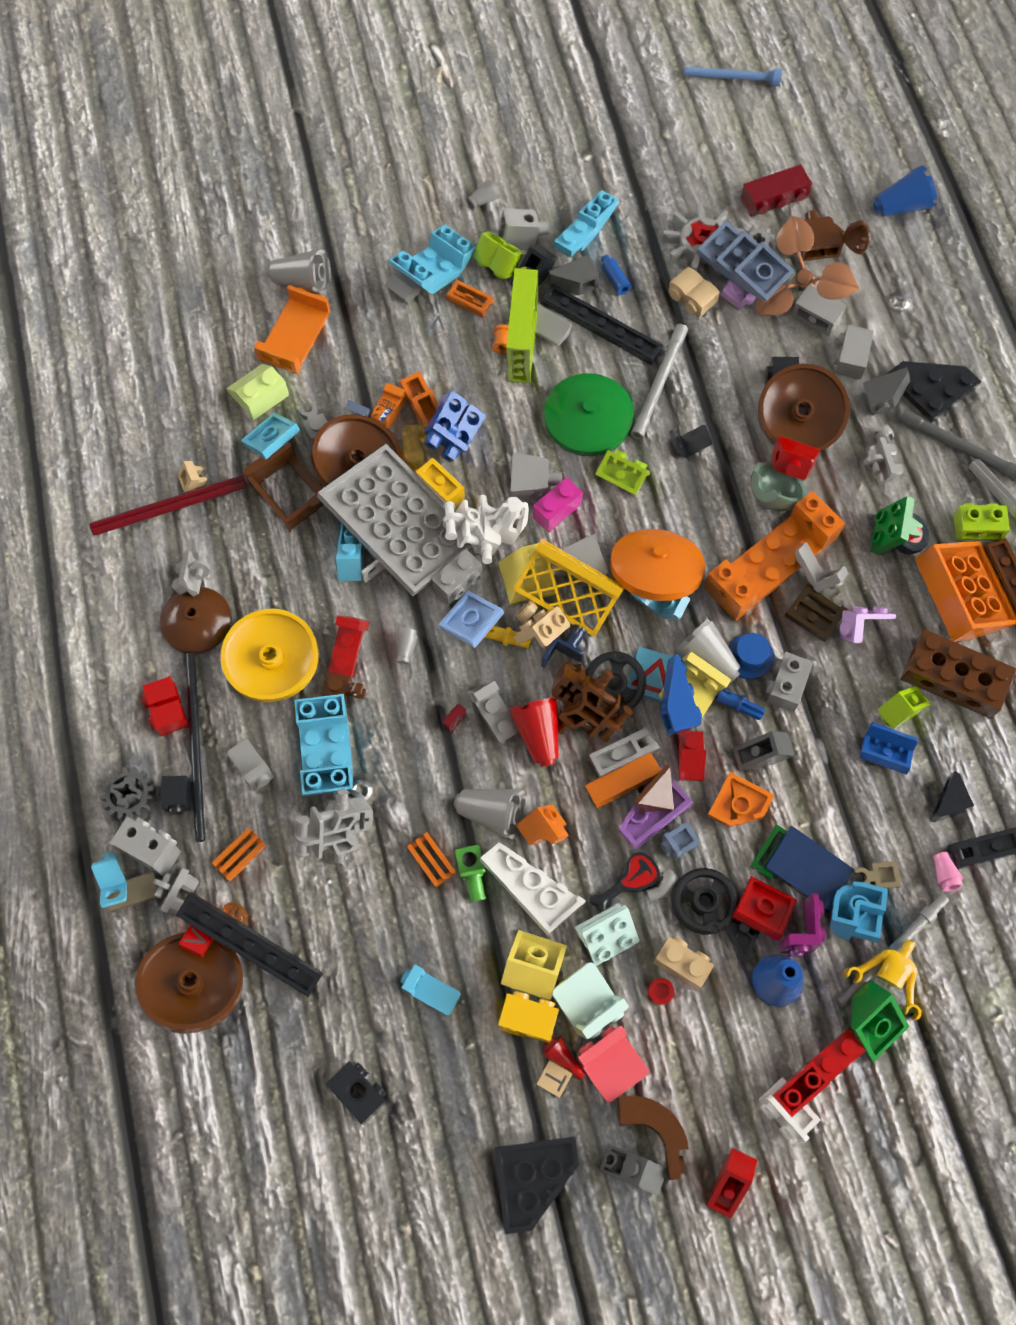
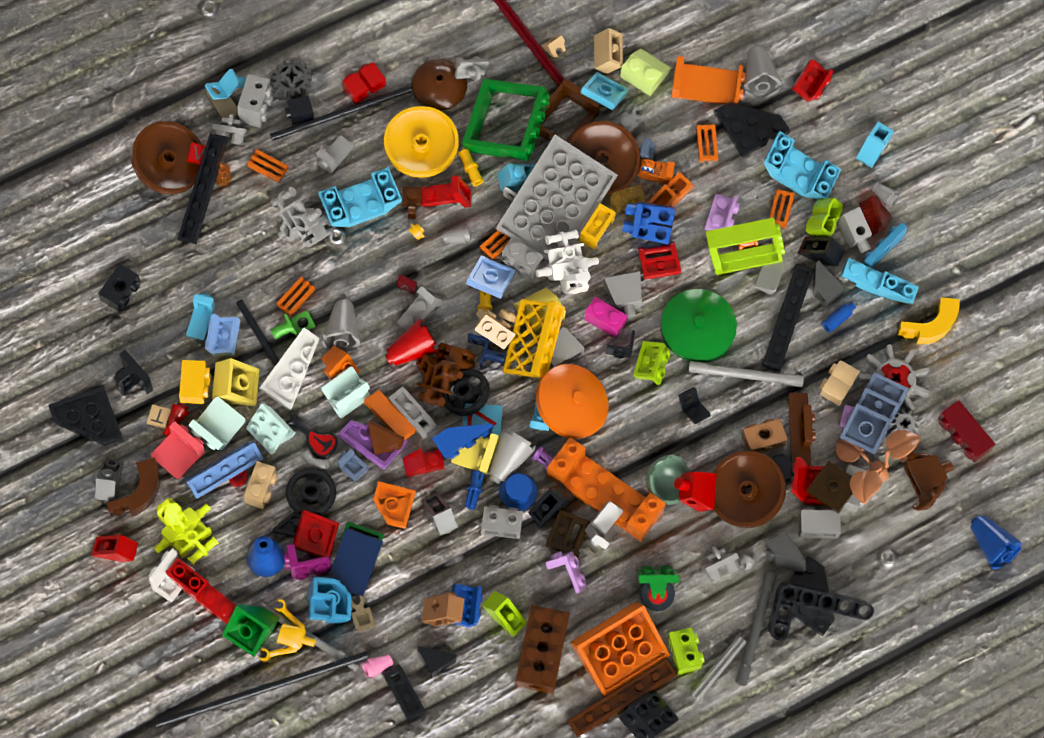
camera: 70 degrees right, 0 degrees up
(220, 418) = (608, 51): none -> tan brick
(310, 567) = (480, 111): none -> green window
(320, 608) = (470, 167): none -> yellow pin
(329, 226) = (812, 81): none -> red bracket
(361, 303) = (749, 127): none -> black plate
(367, 354) = (707, 157): none -> orange tile
(385, 690) = (416, 231): none -> yellow plate
(424, 185) = (875, 144): none -> medium azure slope
(434, 615) = (483, 247): none -> orange tile
(460, 355) = (722, 212): none -> lavender bracket
(463, 966) = (222, 335): none -> light blue bracket
(467, 920) = (257, 331): none -> black bar
(491, 1096) = (131, 375): none -> black bracket
(494, 209) = (875, 215): none -> clear red slope
(507, 433) = (659, 266): none -> red plate
(544, 208) = (885, 245): none -> dark azure tile
(583, 823) = (346, 392): none -> light aqua bracket
(603, 490) = (620, 351): none -> black bracket
(647, 179) = (935, 330): none -> yellow arch
(651, 1006) = (223, 469): none -> medium blue fence
(718, 612) = (543, 457): none -> medium lavender bush
(727, 1079) = (184, 530): none -> neon yellow piece
(739, 340) = (801, 427): none -> reddish brown bracket
(742, 368) = (772, 428): none -> medium nougat brick
(777, 621) = (550, 503): none -> black slope
(808, 345) = (803, 478): none -> red bracket
(821, 323) = (831, 487): none -> dark brown plate
(896, 773) = (442, 609): none -> medium nougat brick
(942, 390) = (814, 602): none -> black beam
(960, 1032) = (261, 689): none -> black piece

